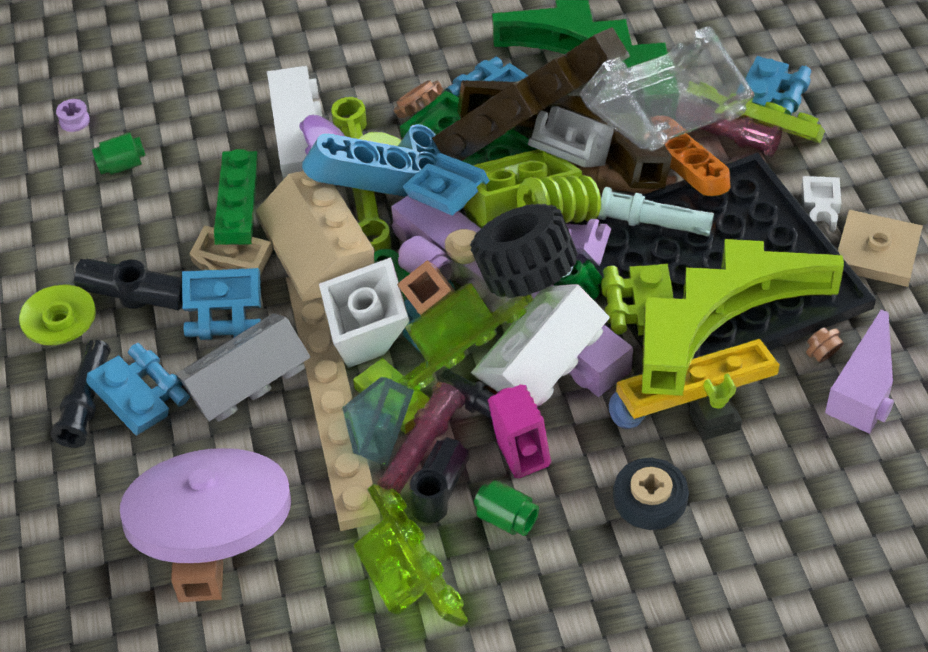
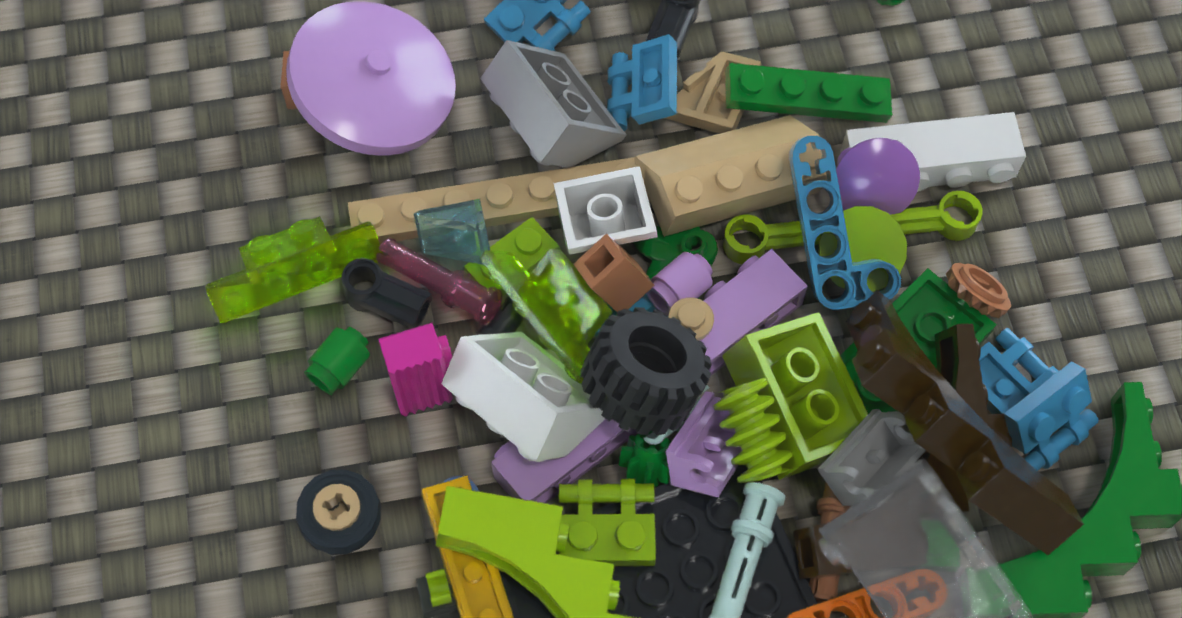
camera: 90 degrees right, 15 degrees up
(446, 184) = (780, 297): dark azure plate -> none
(509, 48) = (1051, 407): none -> dark azure plate

